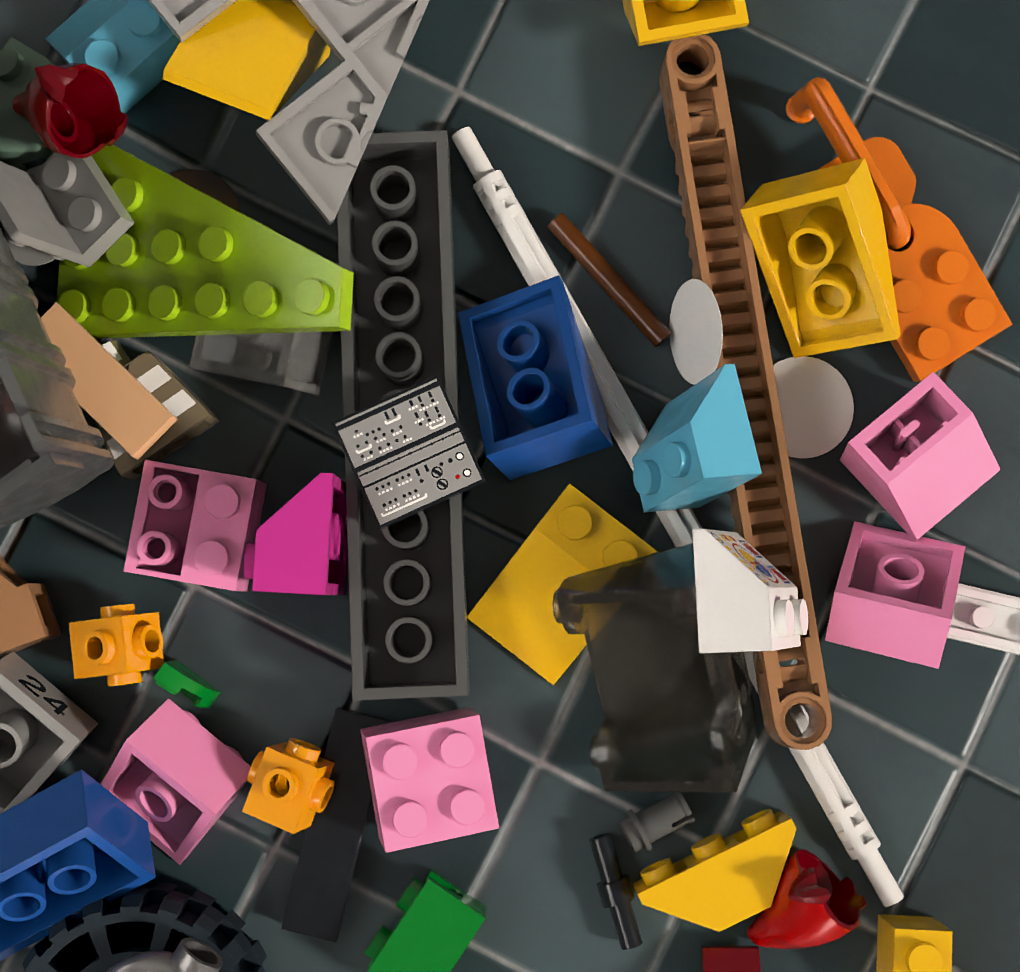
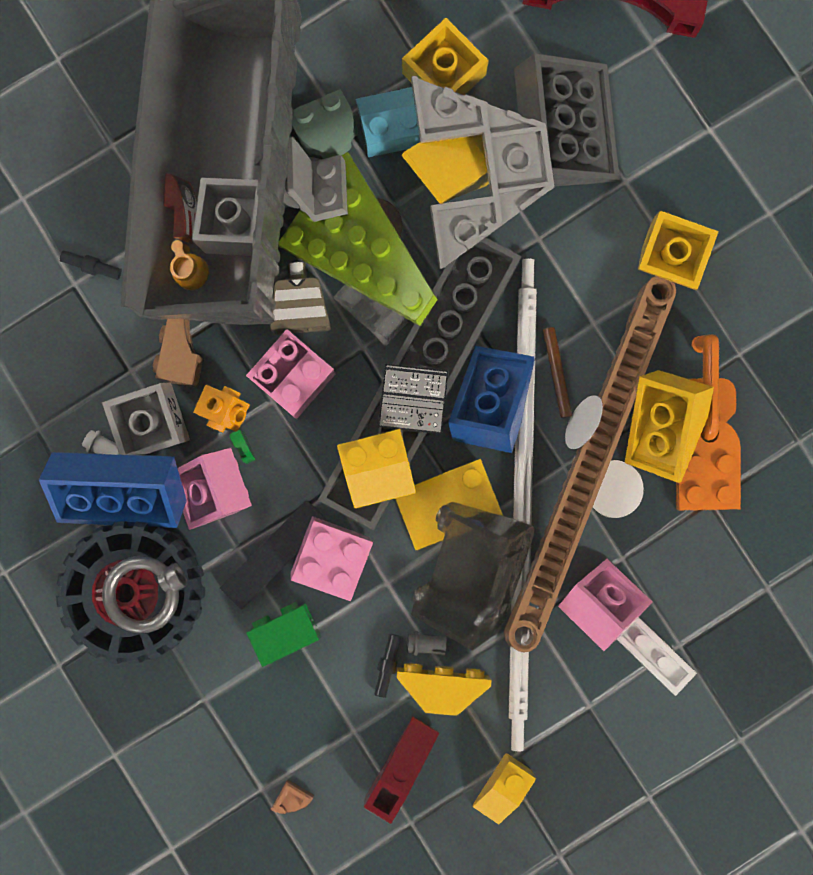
camera: 30 degrees right, 0 degrees up
(72, 109) = (350, 143): dark red hat -> none
(107, 387) = (289, 285): light nougat tile -> none
(289, 785) = (264, 522): light orange brick -> none
(303, 543) = (338, 412): dark pink slope -> none
(415, 596) = (376, 468): none -> yellow slope
(697, 446) = (551, 477): medium azure slope -> none
(743, 597) = (530, 559): white slope -> none
(807, 906) = (474, 727): hat -> none
(922, 456) = (657, 546): bright pink slope -> none

